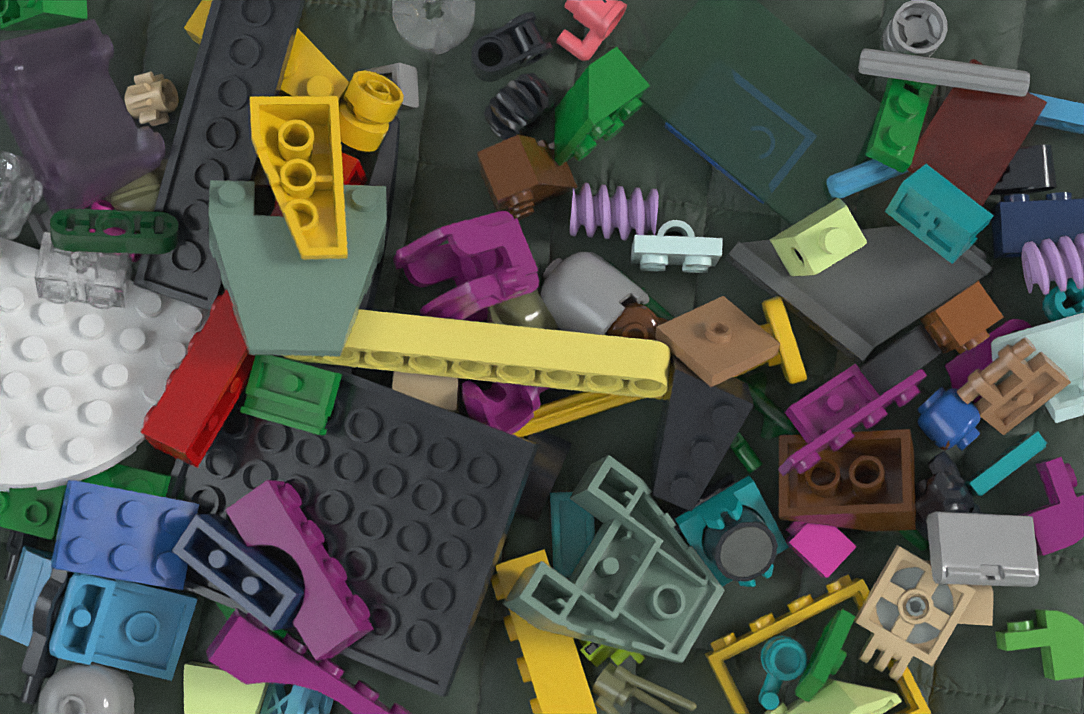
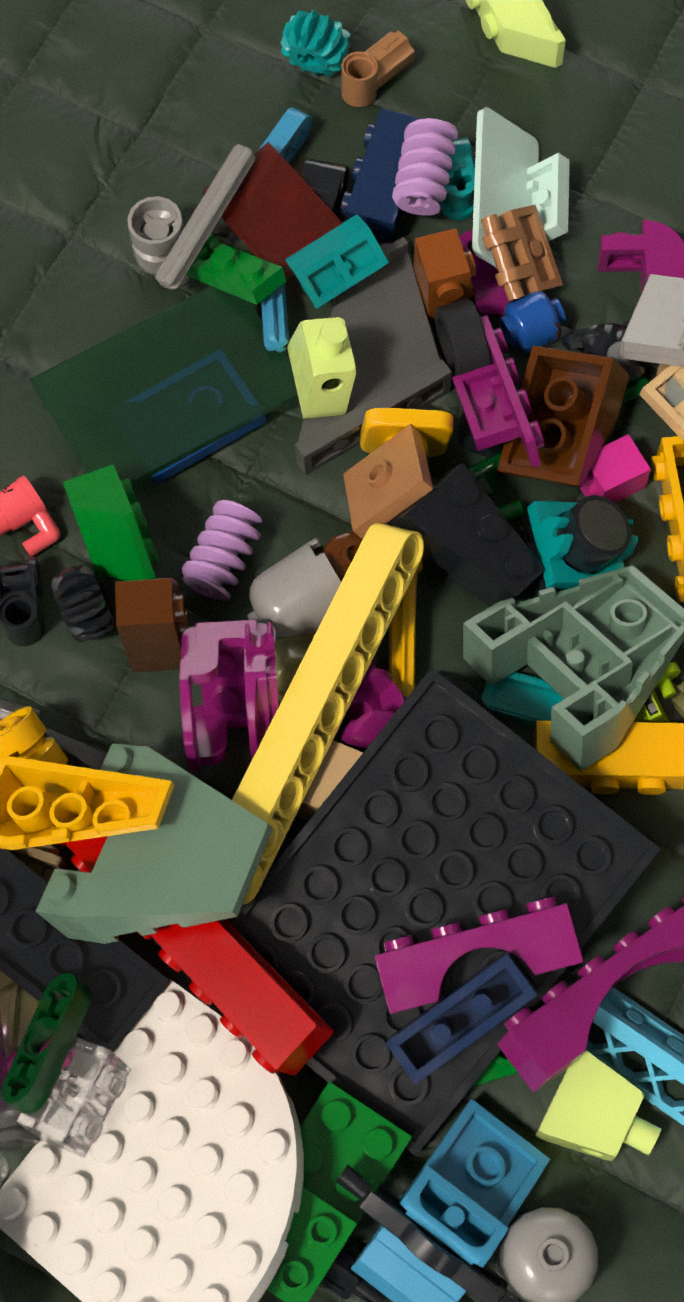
camera: 70 degrees left, 15 degrees down
(122, 535) = (379, 1139): plate -> none
(291, 393) = (289, 909): green plate -> none
(692, 252) = (279, 502): light aqua plate -> none
(1005, 463) = (589, 286): teal tile -> none

